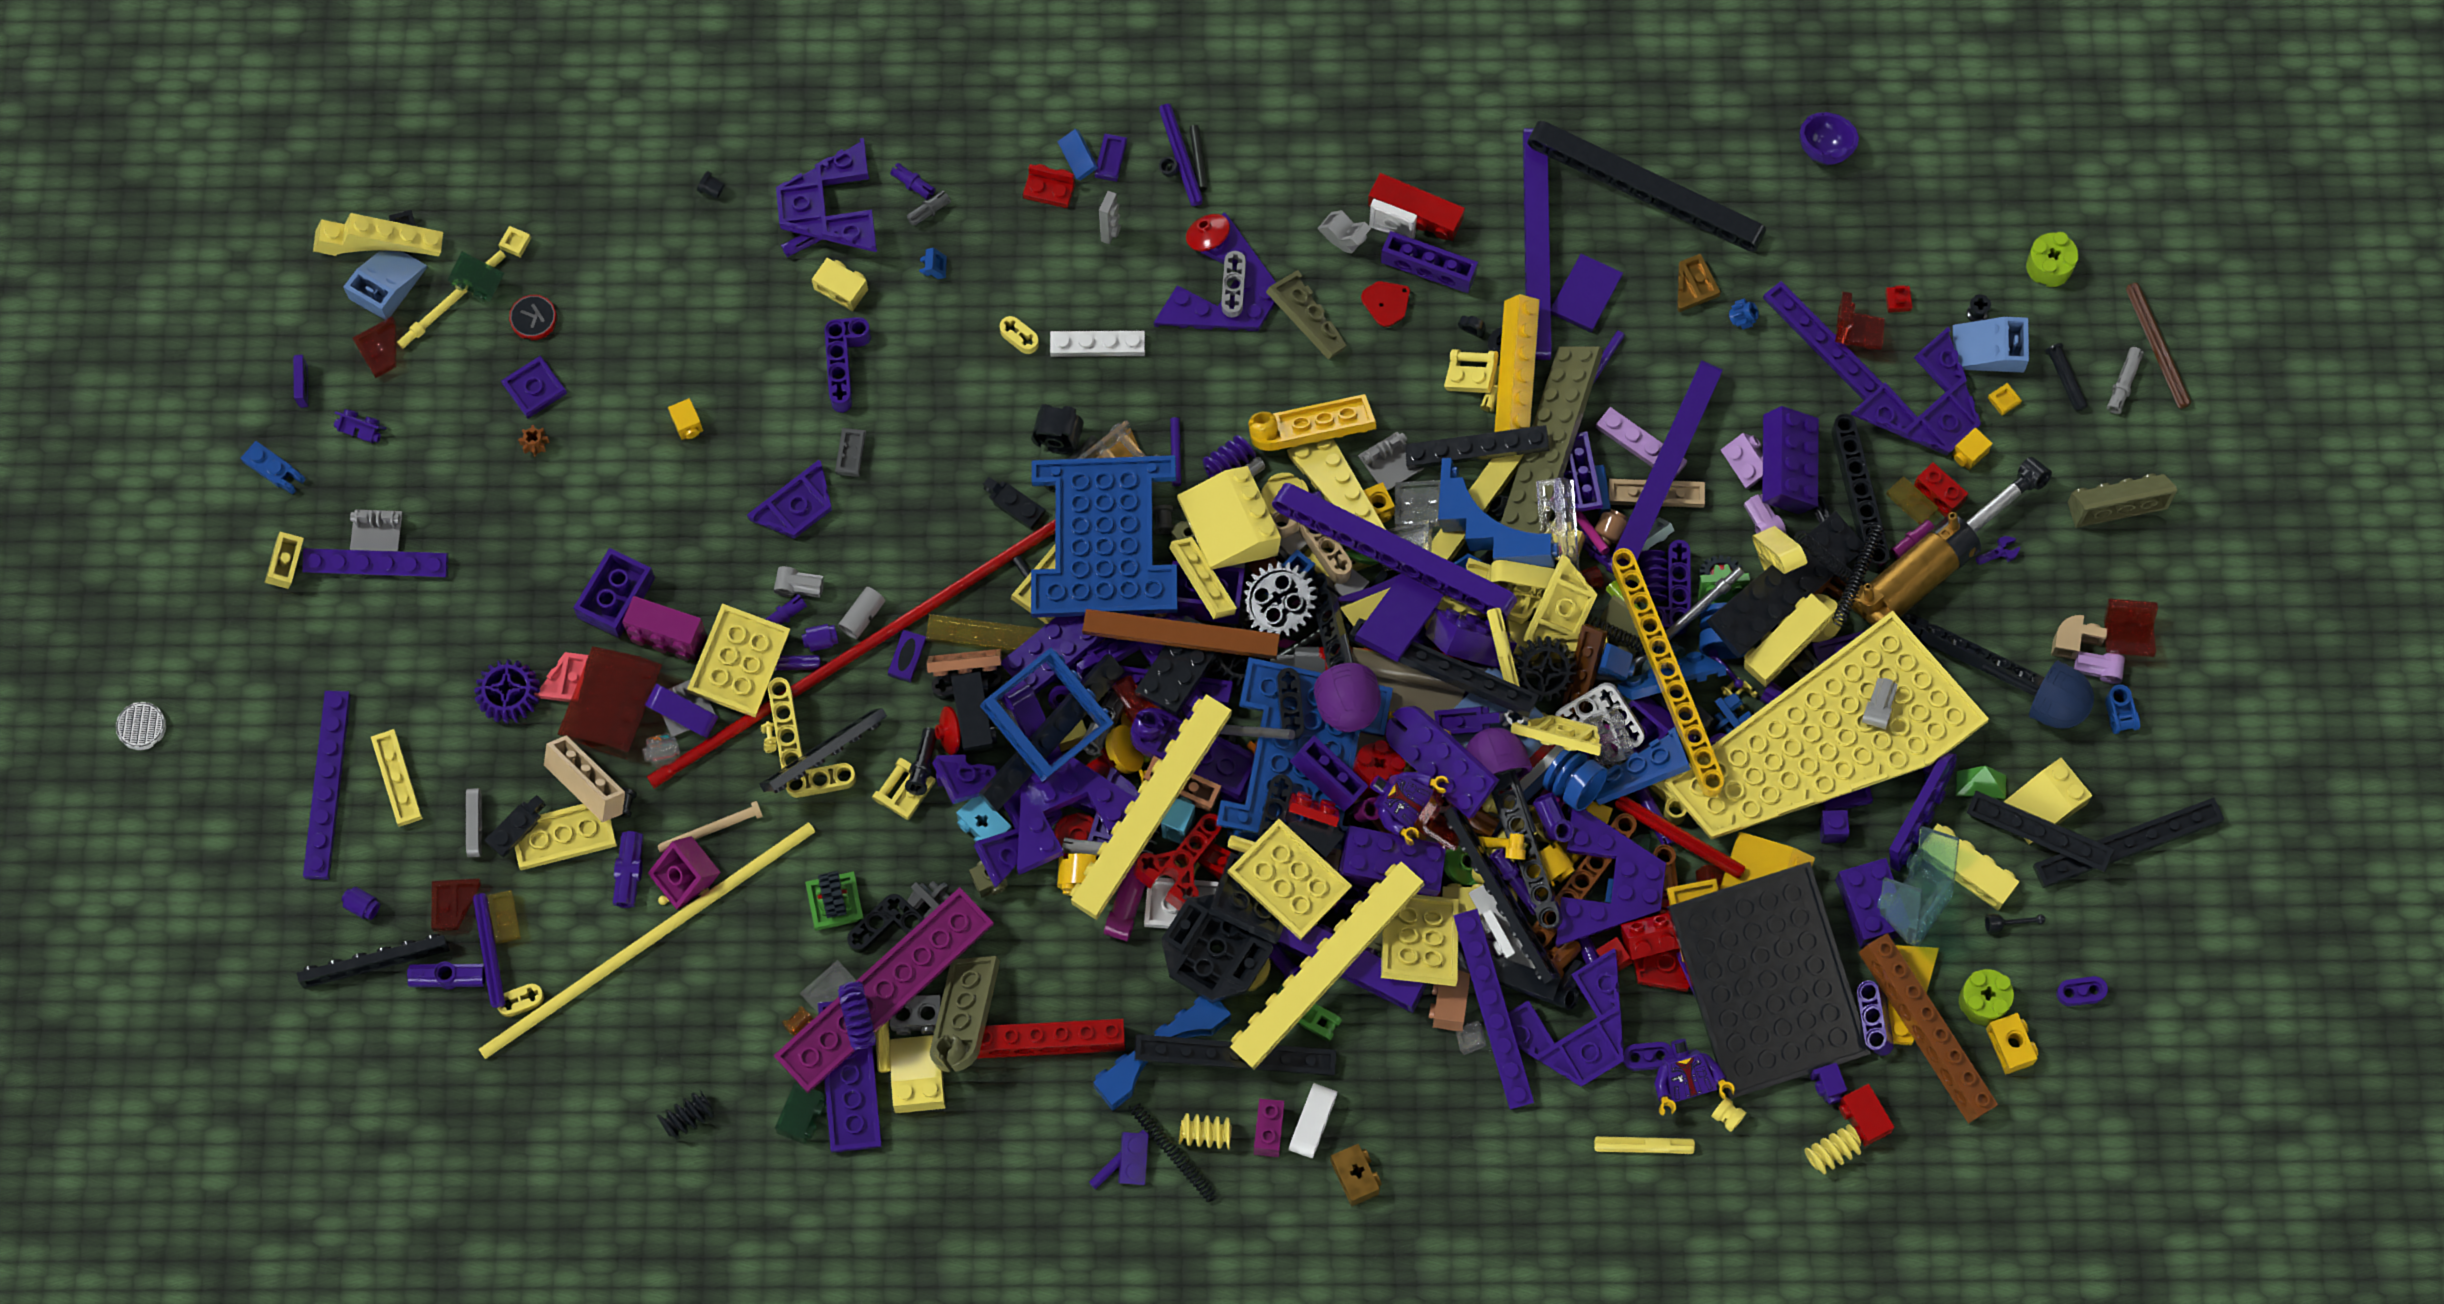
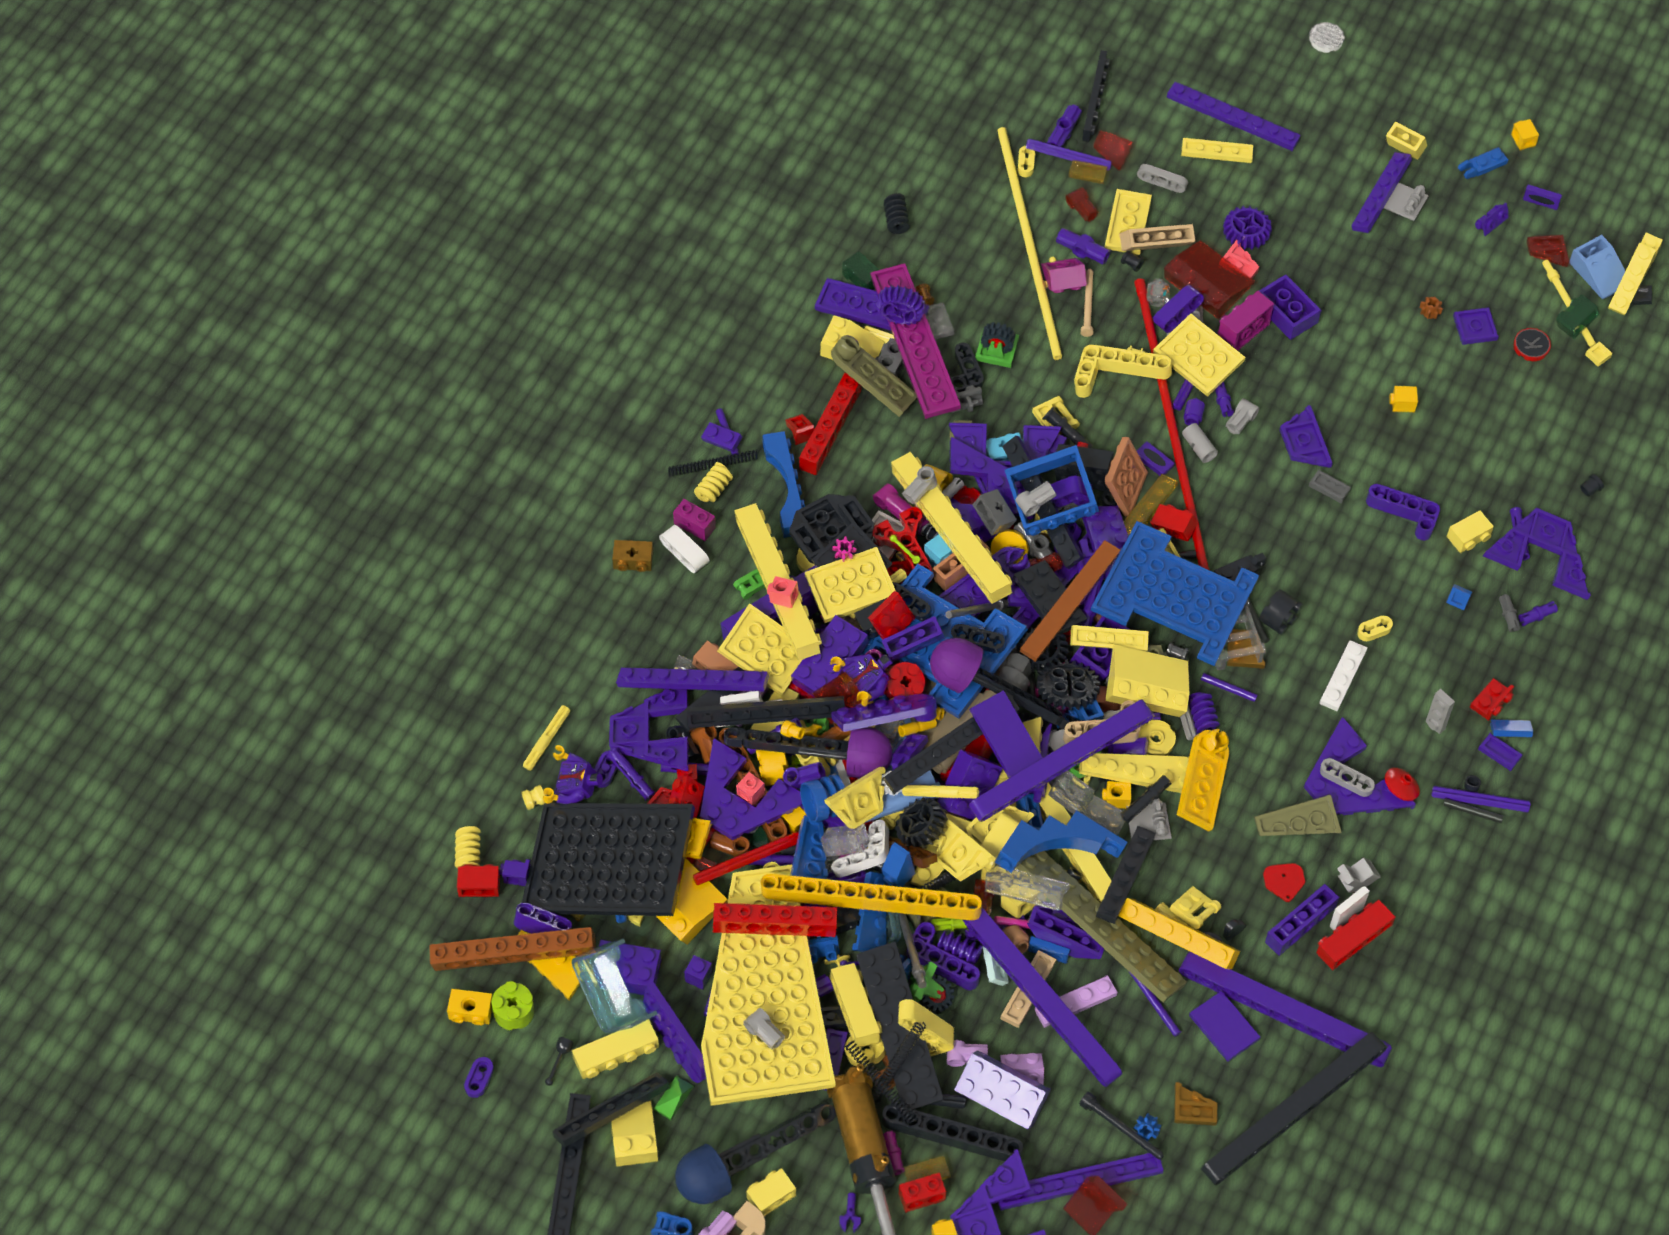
camera: 115 degrees right, 10 degrees down
(206, 435) = (1525, 134): none -> yellow brick
(360, 903) = (1138, 102): dark purple brick -> none
(515, 826) = (1145, 194): black hinge -> none
(558, 905) = (1080, 201): none -> clear red piece
(816, 756) = (1105, 376): black plate -> none
(993, 589) = (1174, 521): none -> red brick
(1072, 1071) = (800, 427): none -> red slope
(1080, 723) = (1031, 501): none -> light grey piece
(1099, 773) = (994, 512): none -> dark grey brick
(1125, 858) = (920, 485): none -> light grey piece
(1204, 836) = (916, 560): none -> lime hinge
(1219, 1054) = (765, 501): black plate -> none
(1257, 895) = (845, 544): none -> dark pink gear
(1356, 922) = (783, 592): none -> coral brick
(1374, 466) = (1152, 792): none -> black pin
(1600, 869) = (750, 789): none -> coral brick
(1645, 1012) = (631, 774): none -> dark purple pin
(1748, 380) = (1090, 1103): none -> black piece
(1750, 756) = (775, 919): none -> red brick
(2027, 634) = (771, 1192): none -> light yellow brick

